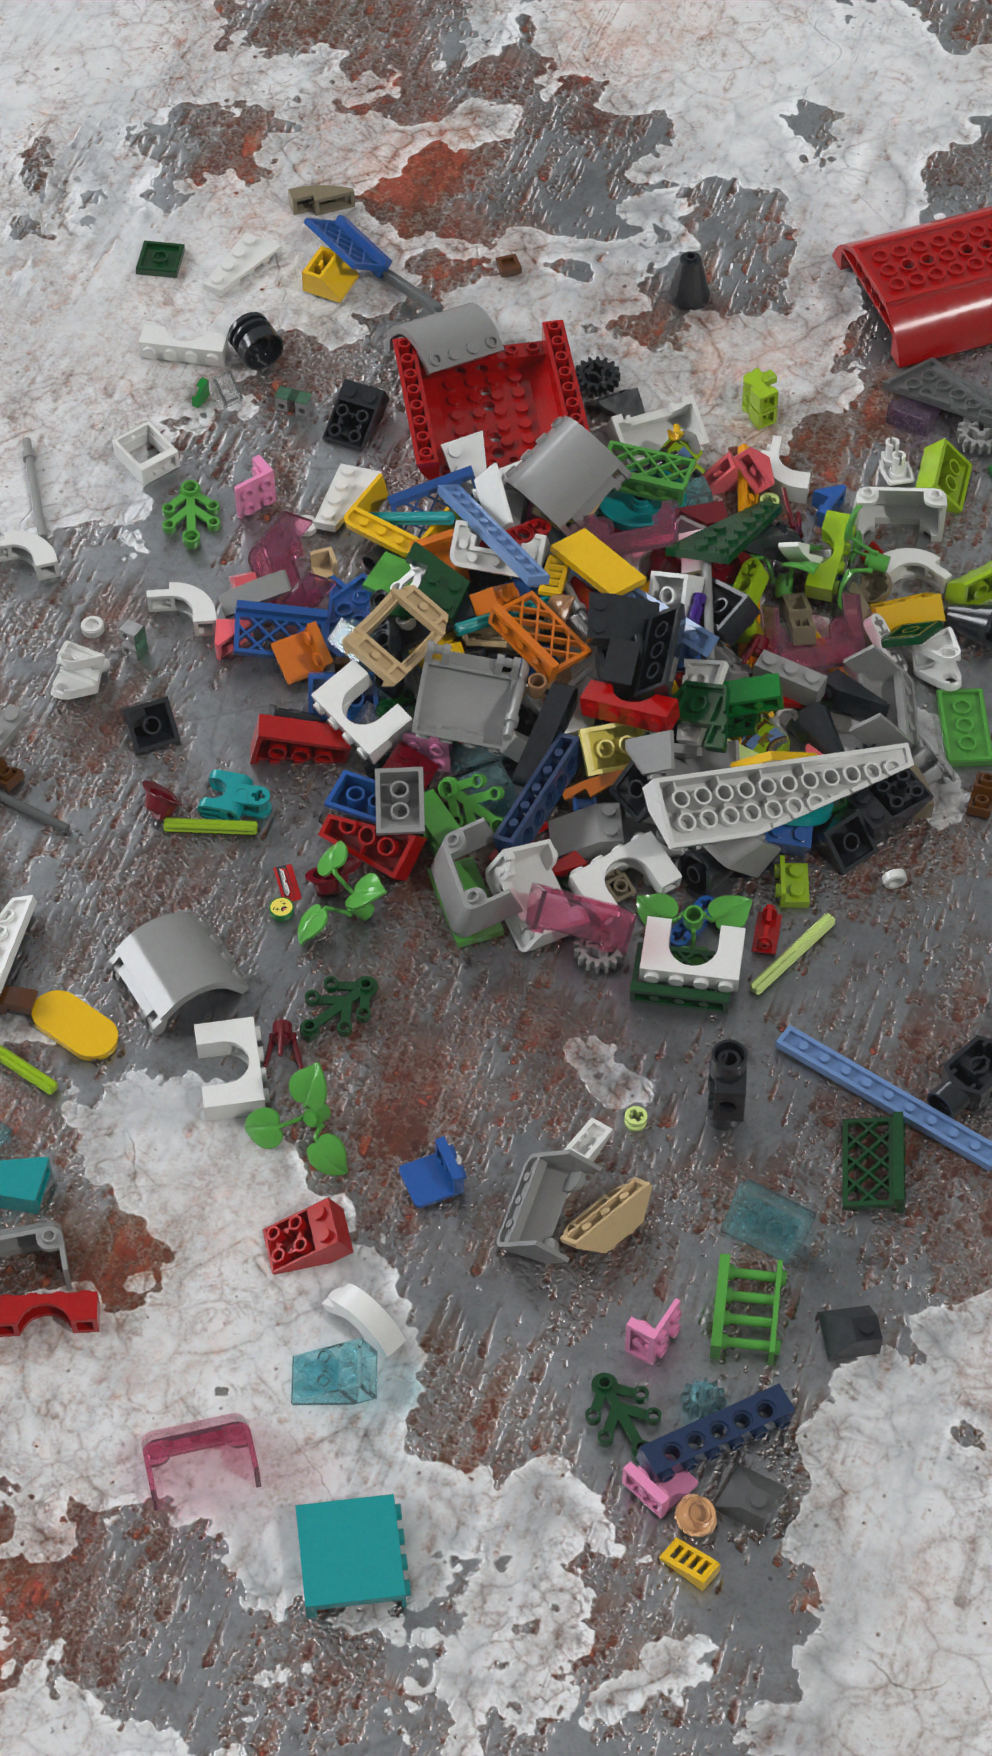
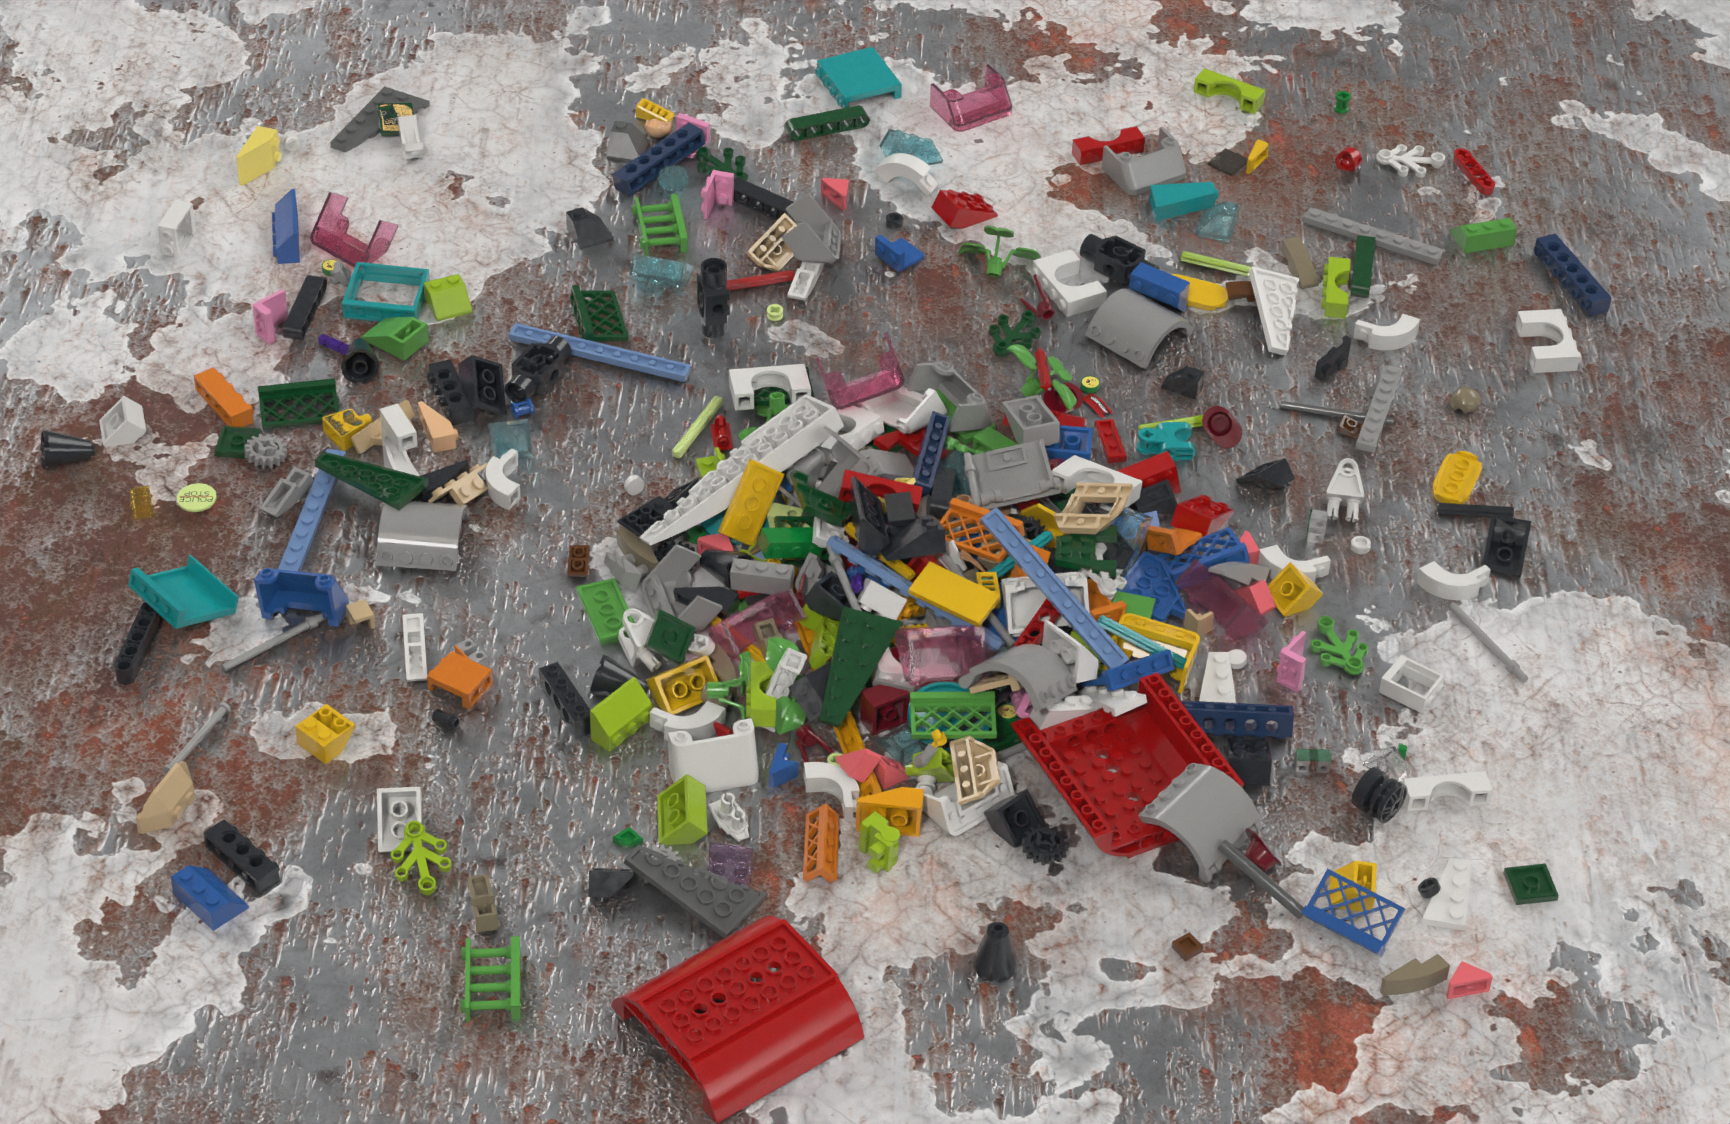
camera: 160 degrees right, 10 degrees down
(128, 1003) = (1160, 286): none -> blue slope
(147, 1082) = (1113, 256): none -> black brick
(167, 877) = (1185, 382): none -> black slope
(203, 572) = (1293, 591): none -> yellow slope
(248, 692) = (1201, 515): none -> red slope
(258, 268) = (1429, 887): none -> black tile
(276, 185) = (1468, 981): none -> coral slope
(298, 824) = (1110, 441): none -> red tile
(337, 916) = (1043, 370): none -> red axle
(353, 447) = (1241, 712): none -> dark blue brick
(396, 313) = (1259, 852): none -> dark red piece
(411, 1250) = (894, 220): none -> black tile
(436, 1467) = (826, 123): none -> dark green beam
(472, 1314) = (836, 191): none -> coral slope
(589, 1326) = (760, 199): none -> black beam
(646, 416) = (974, 769): none -> tan wedge
(656, 1178) = (760, 280): none -> red axle
(737, 421) = (899, 806): none -> light orange slope
(811, 418) = (825, 841): none -> orange fence

